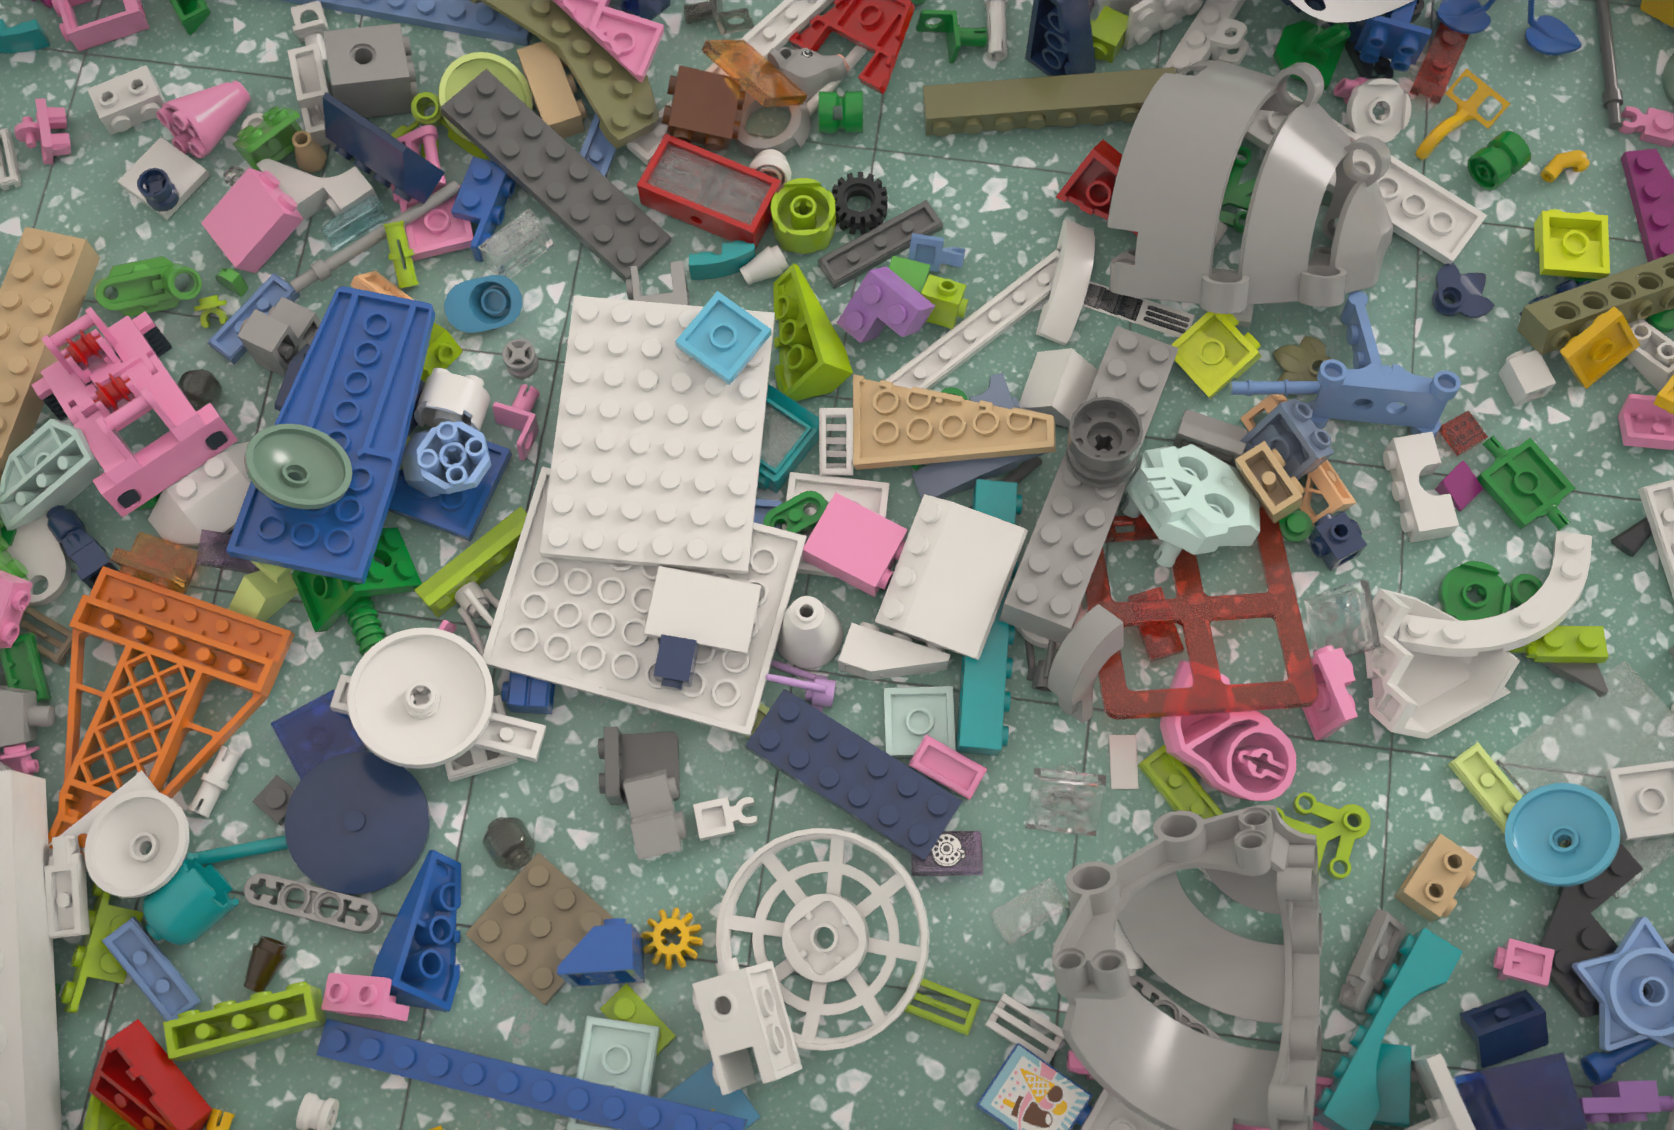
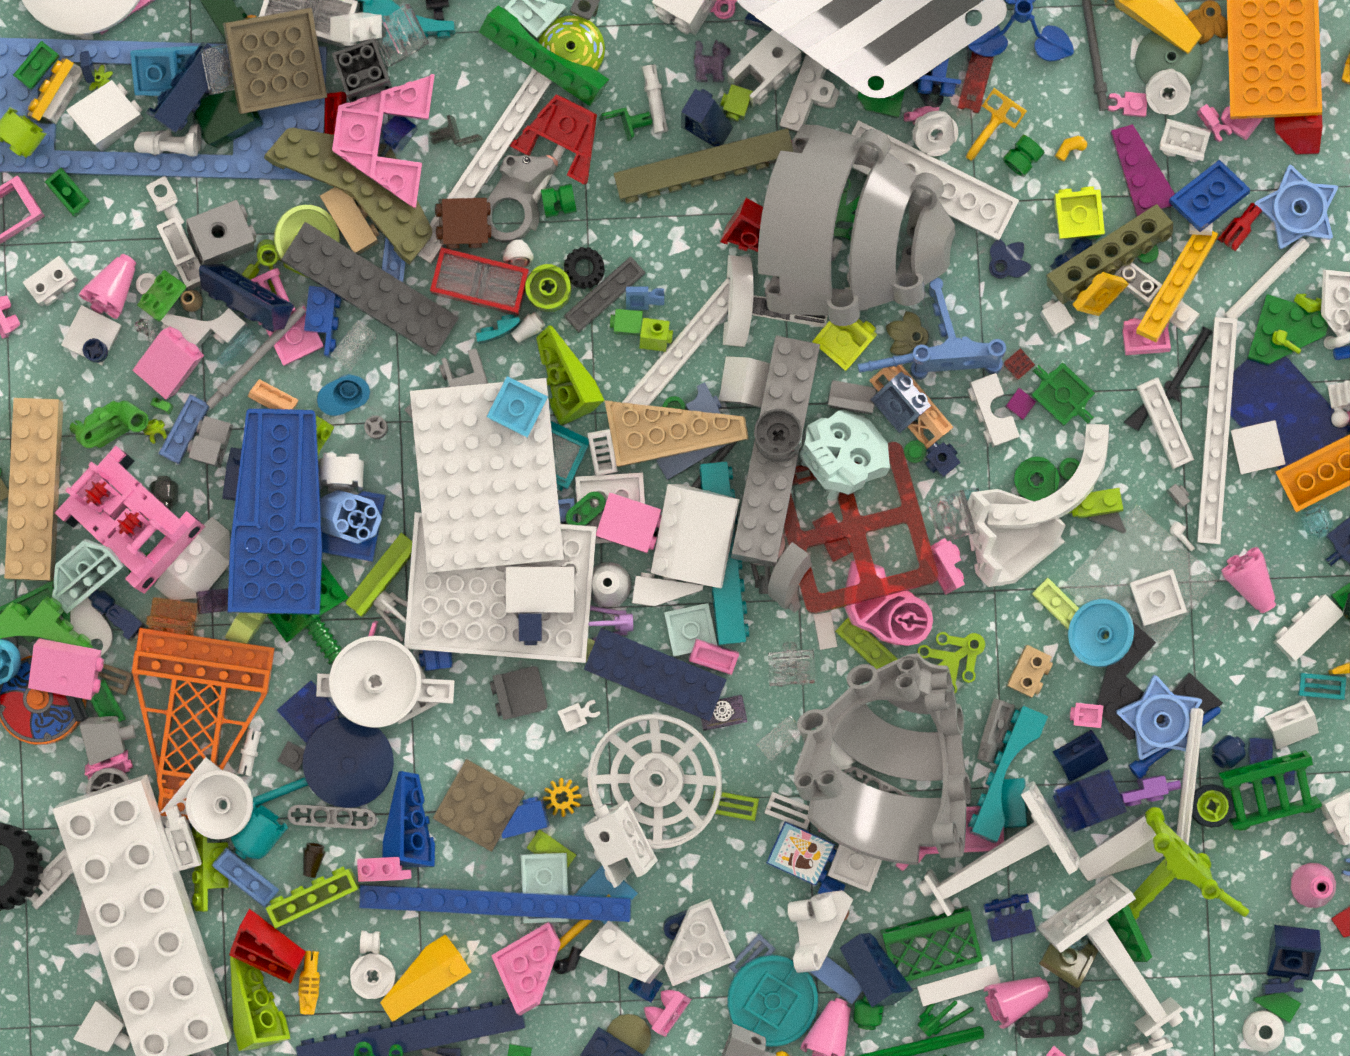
camera: 10 degrees left, 15 degrees up
(298, 466) = (267, 541): sand green dish -> none
(407, 276) = (271, 356): lime pin -> none
(509, 843) = (446, 757): clear smoke head -> none
(520, 418) = (385, 468): bright pink bracket -> none
(654, 821) = (537, 728): light grey brick -> none
(754, 73) = (493, 189): clear orange tile -> none
(883, 301) = (619, 347): medium lavender brick -> none
(1269, 482) = (892, 432): tan brick -> none

